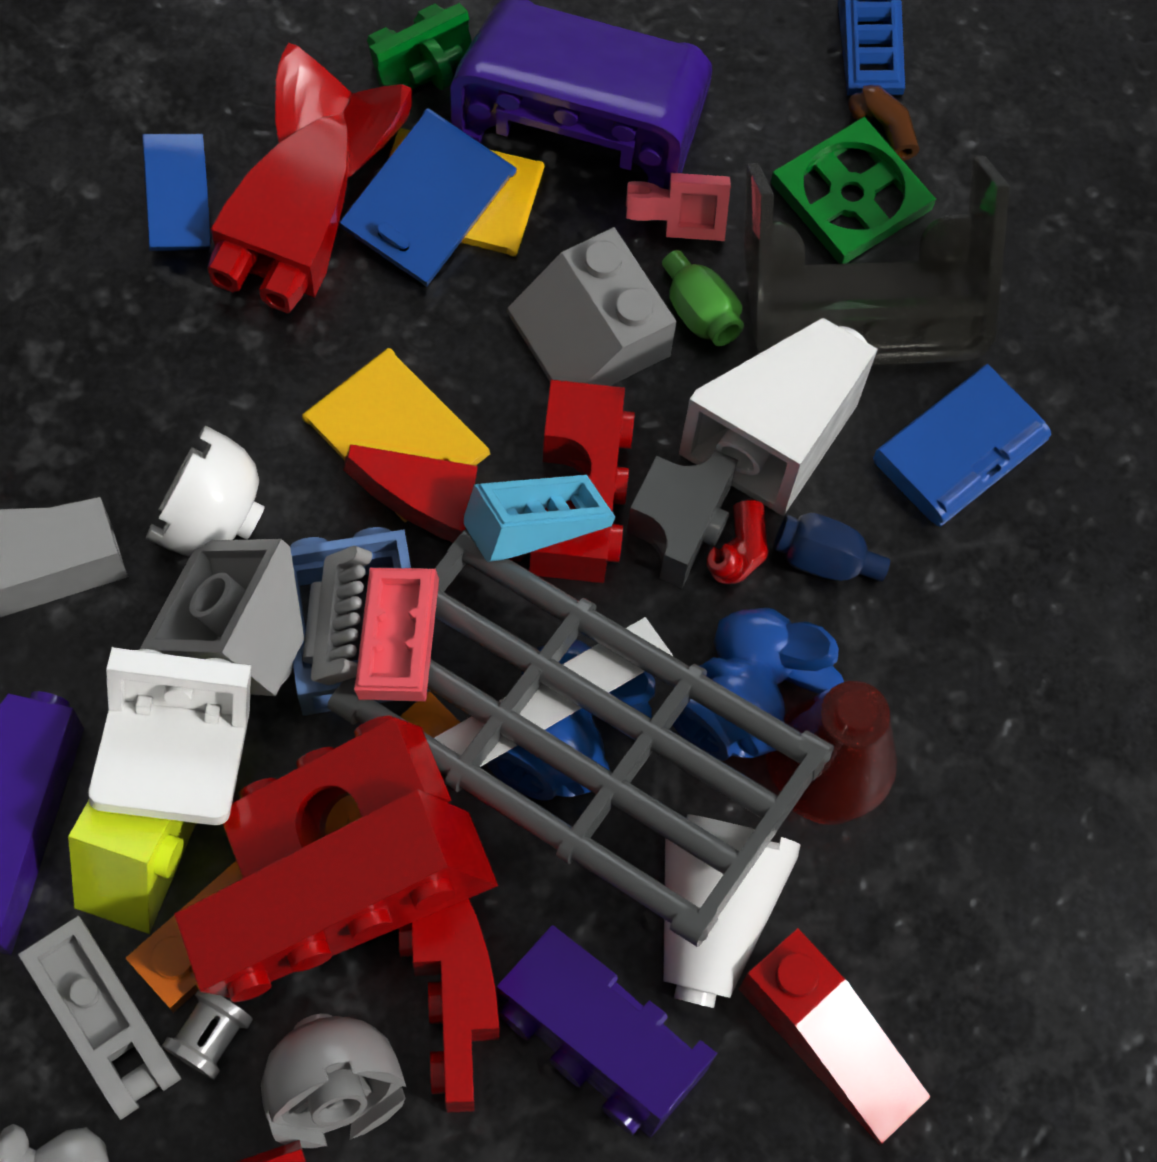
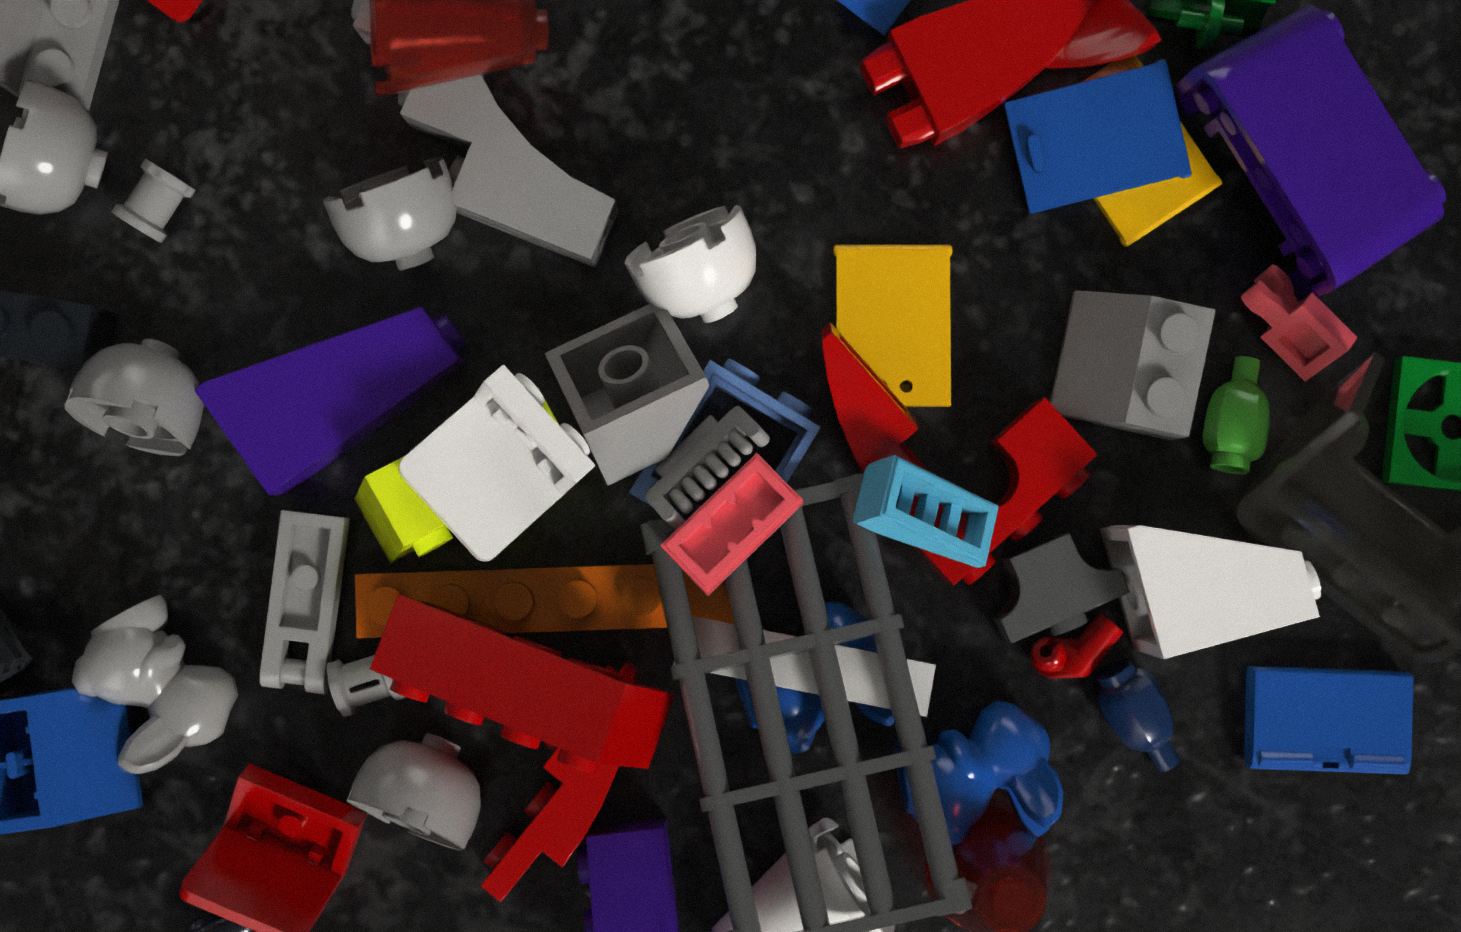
camera: 45 degrees right, 20 degrees up
(292, 811) = (626, 630): red arch -> none

